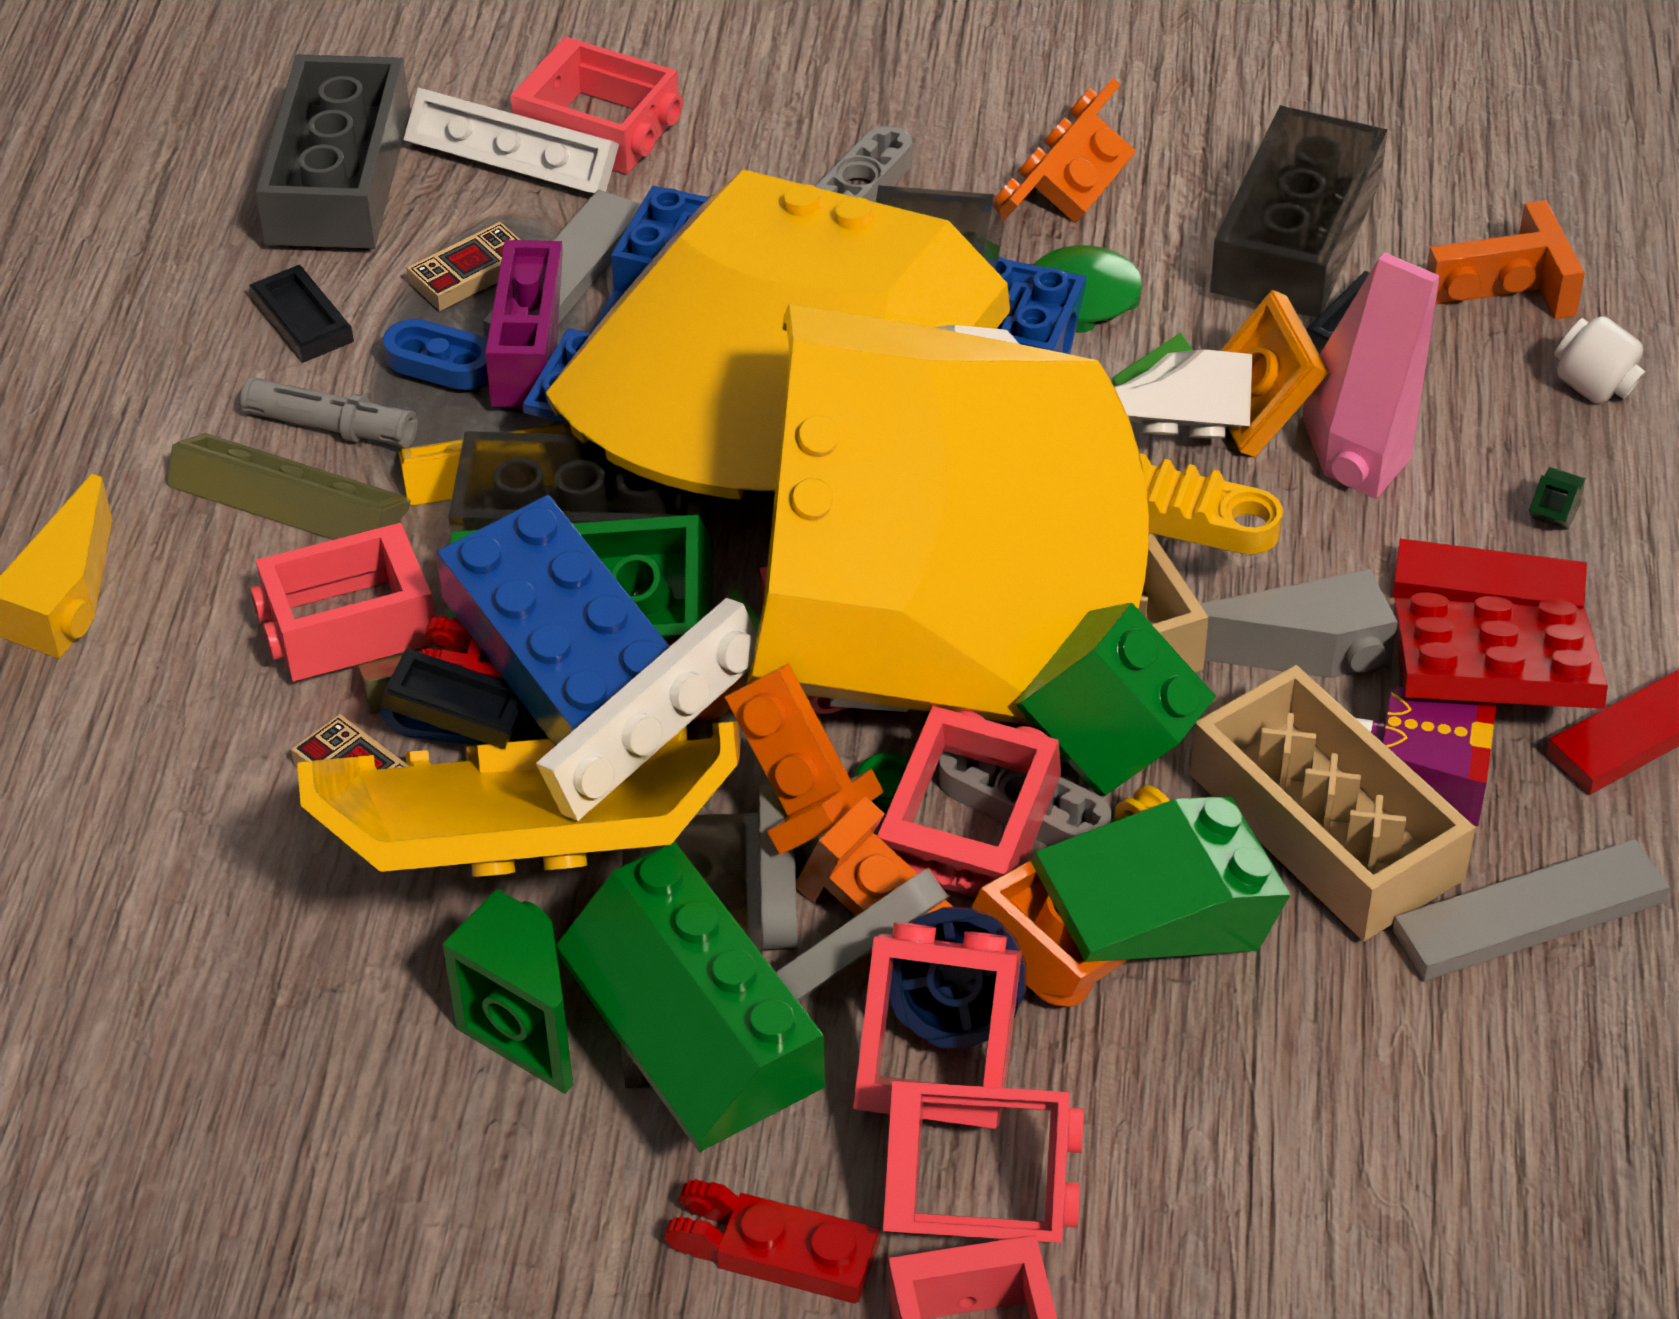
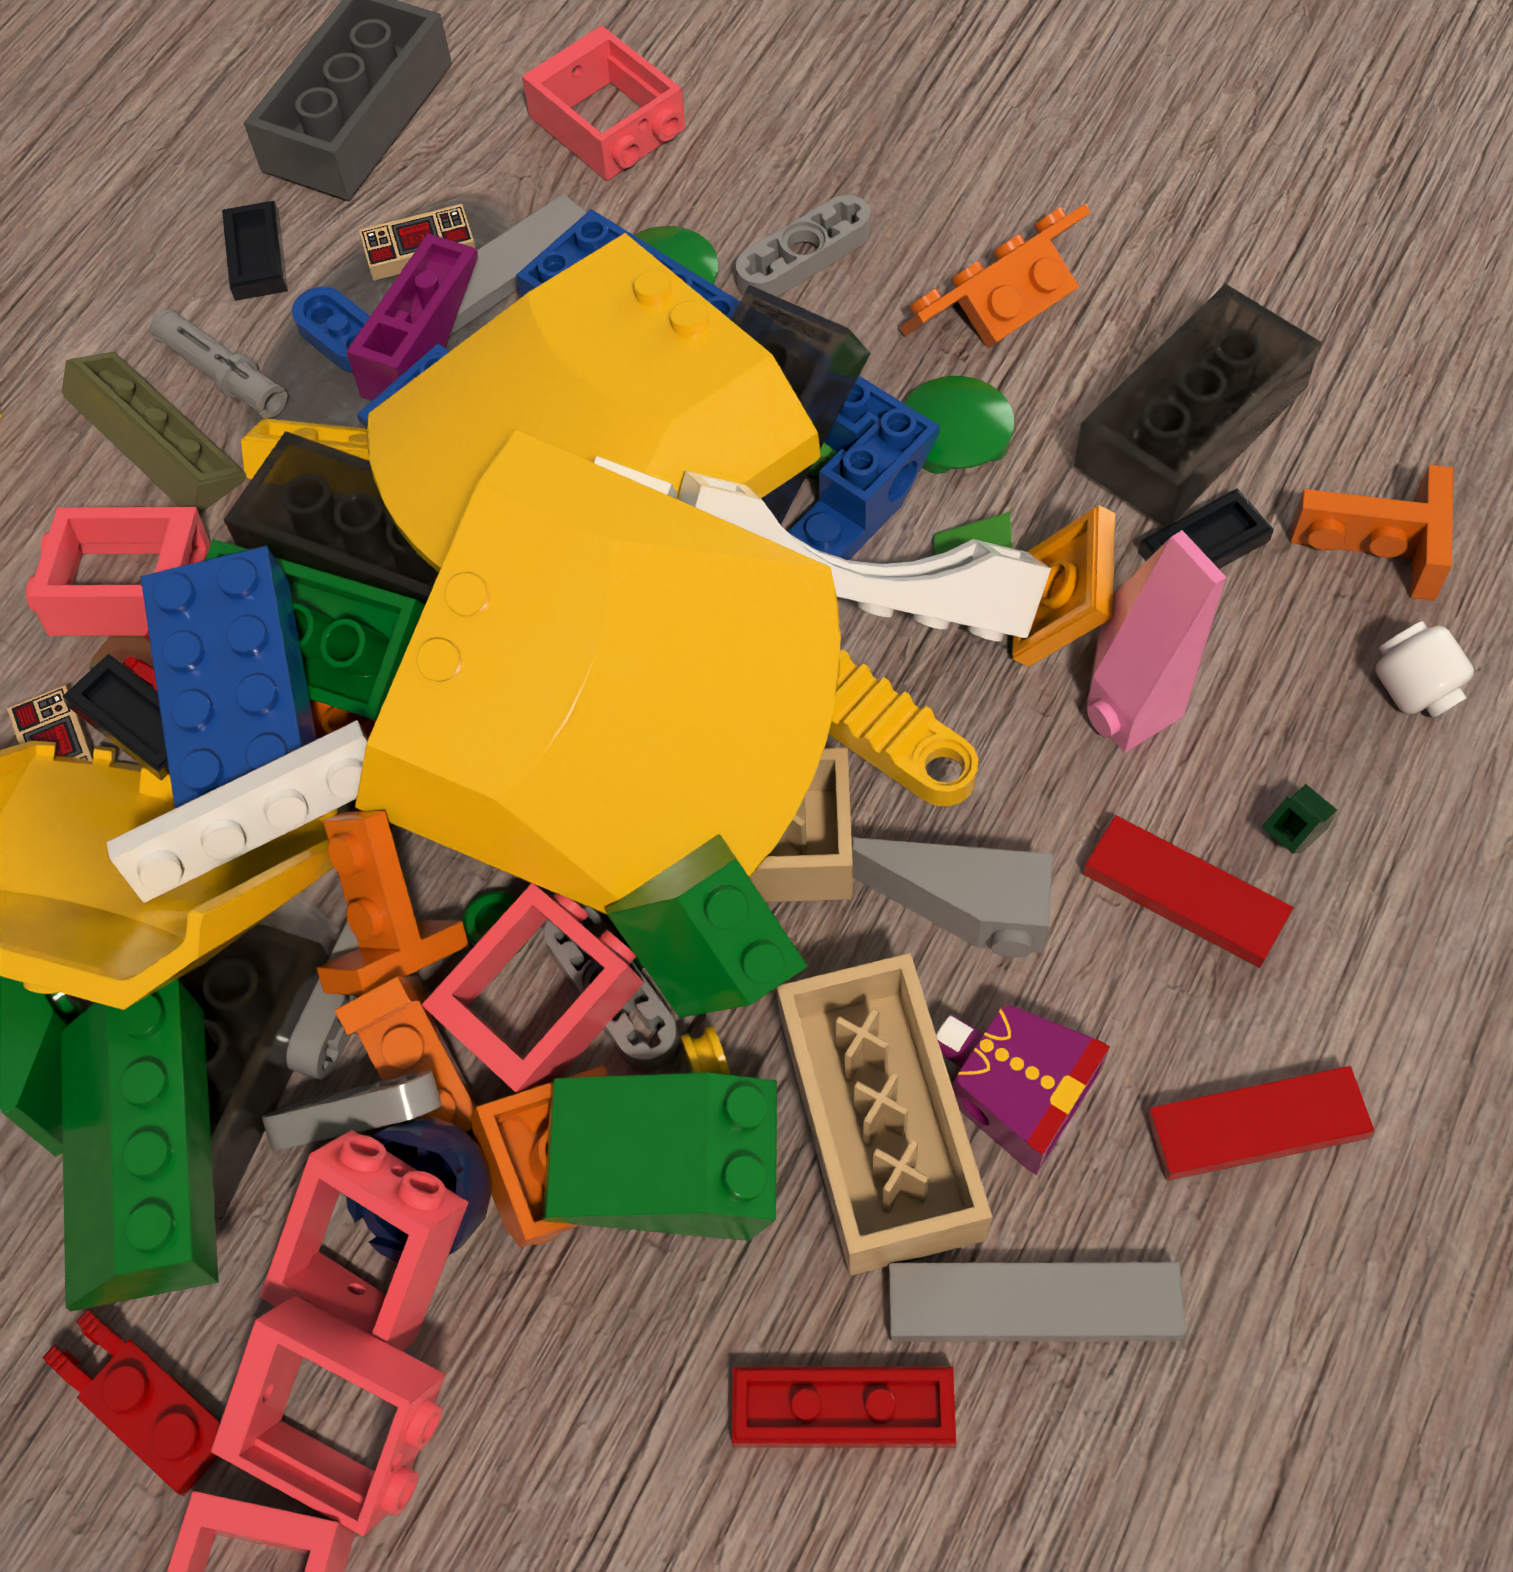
camera: 25 degrees right, 15 degrees up
(511, 141) = (513, 123): white plate -> none
(1412, 1036) = (843, 1407): none -> red tile
(1498, 652) = (1138, 996): red plate -> none

